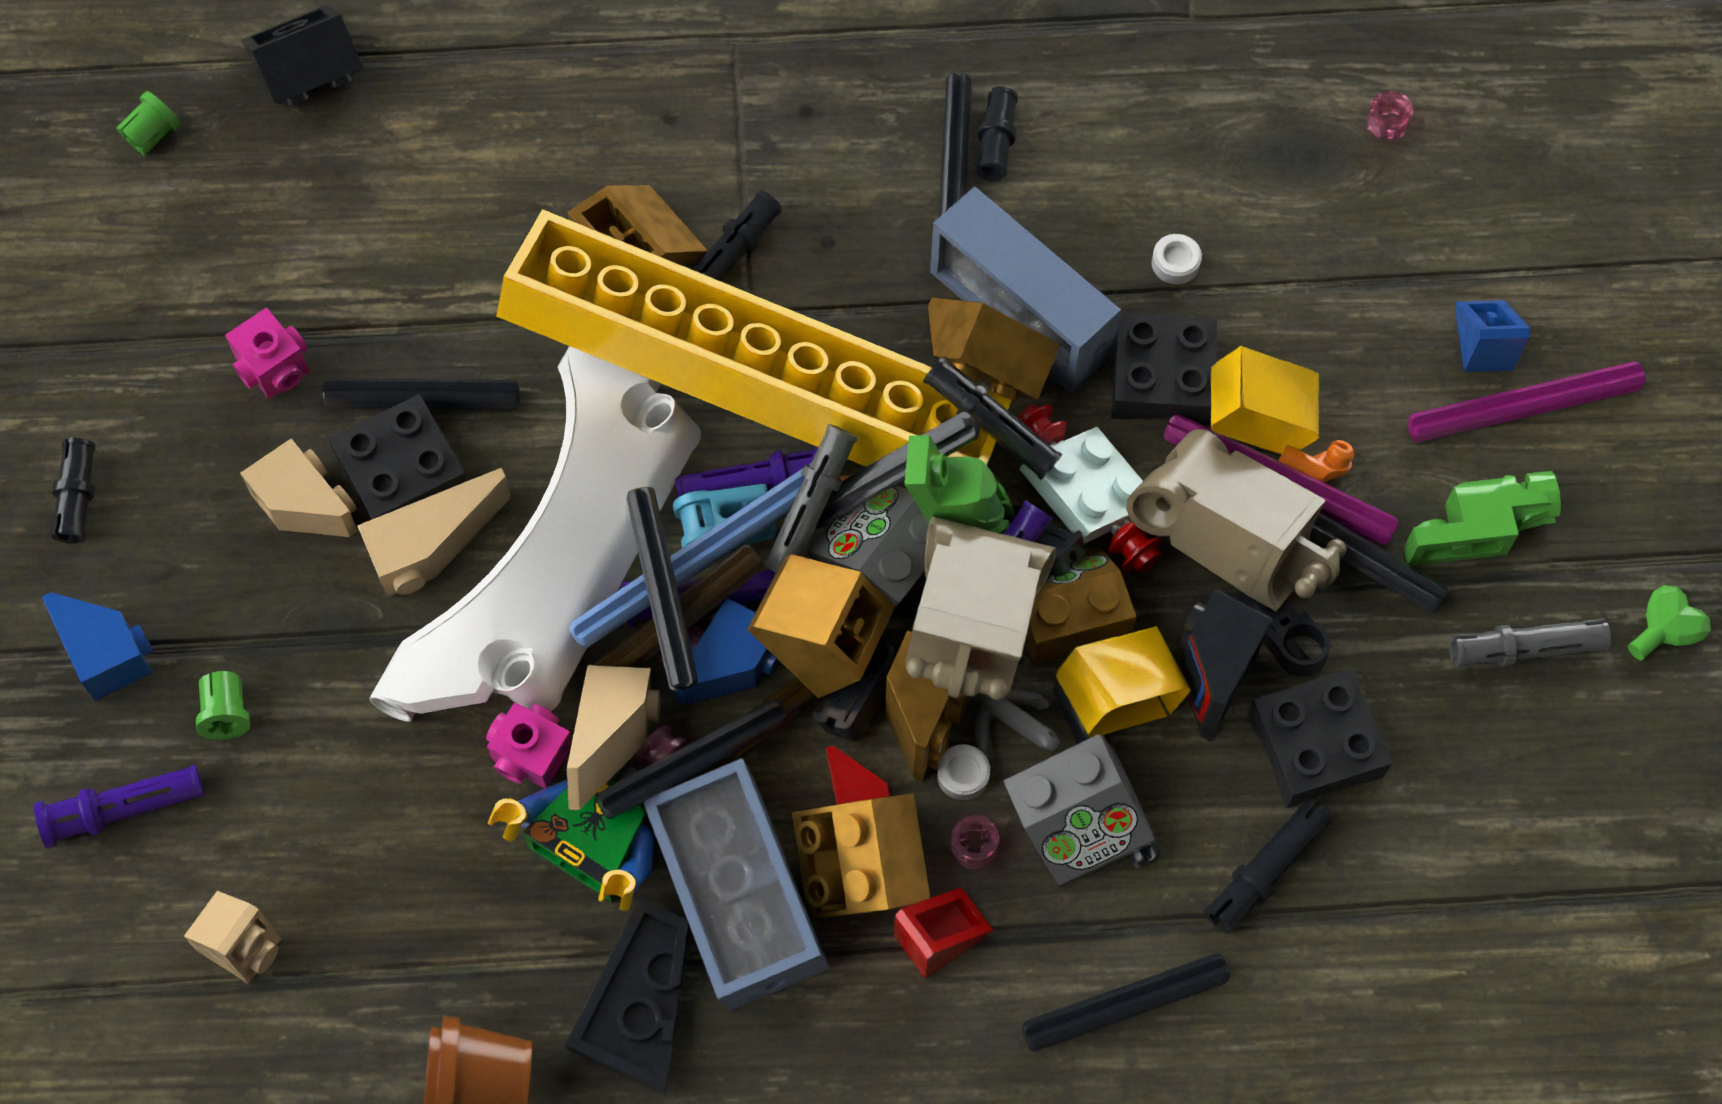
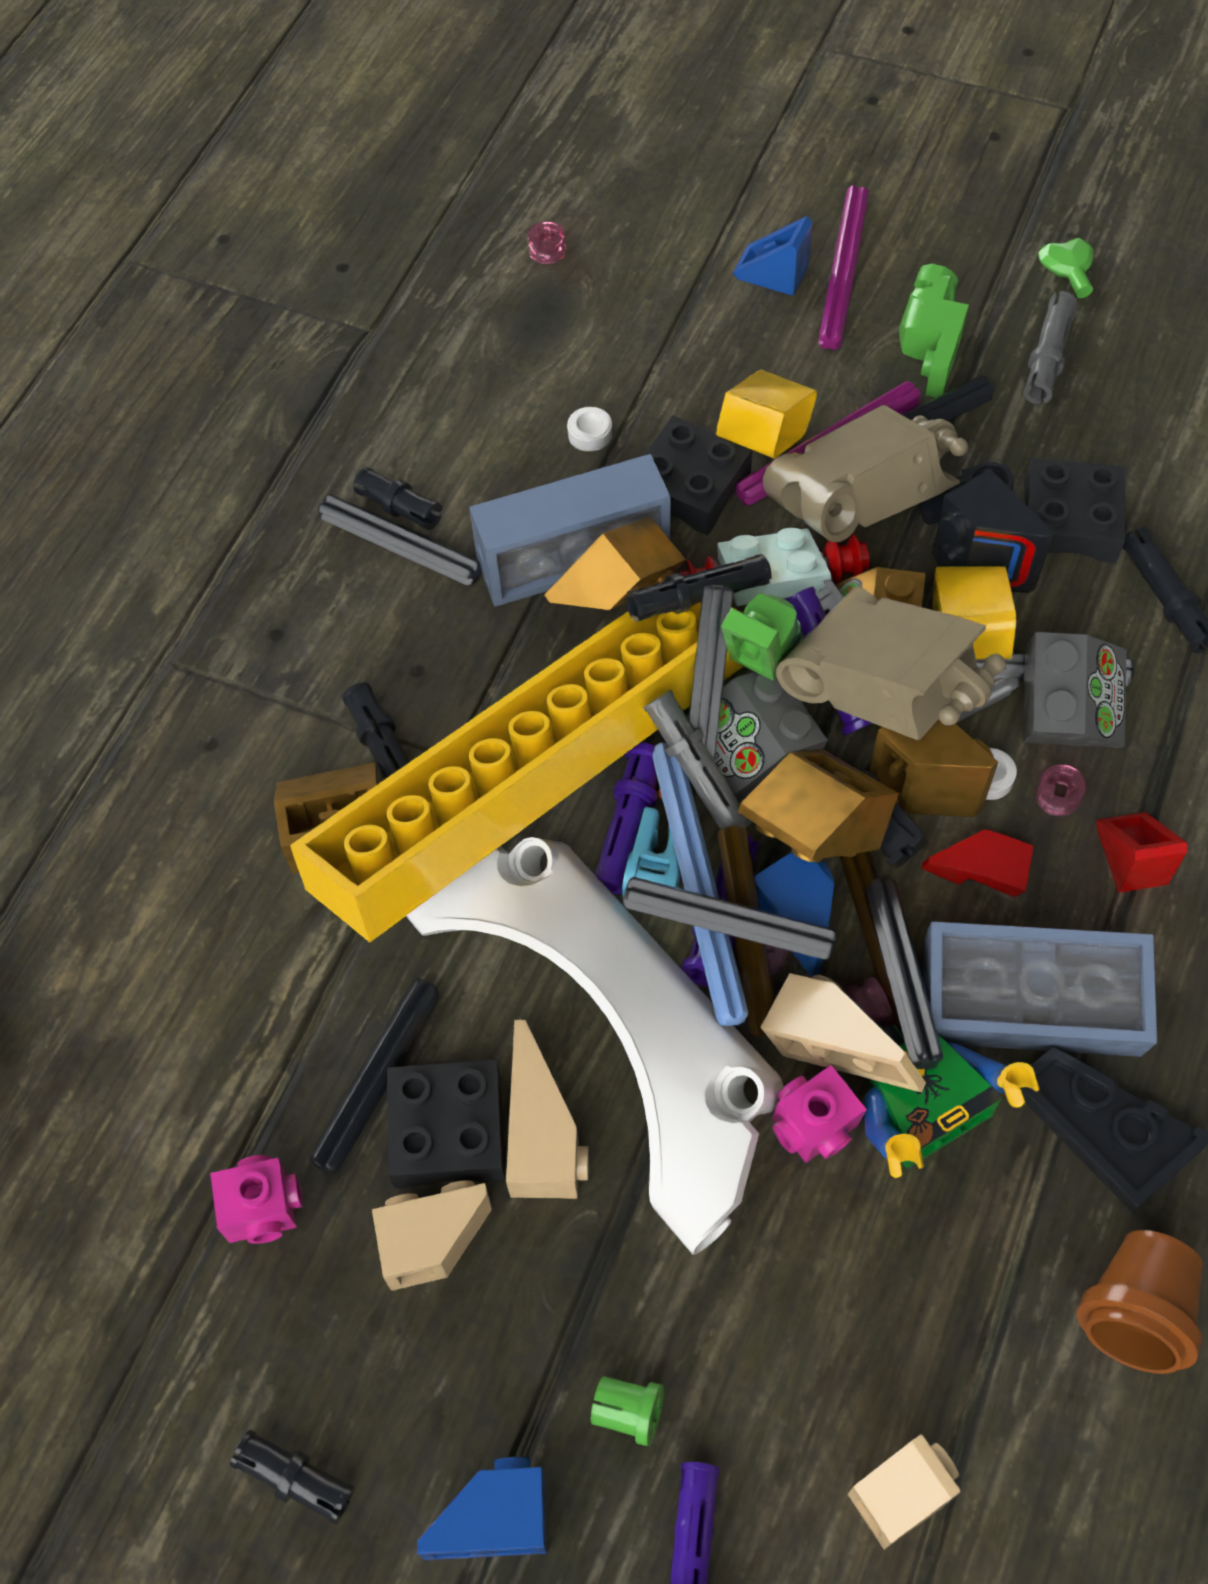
camera: 60 degrees left, 5 degrees down
(861, 856) = (1051, 873): pearl gold slope -> none
(1323, 466) = (832, 409): orange arm -> none

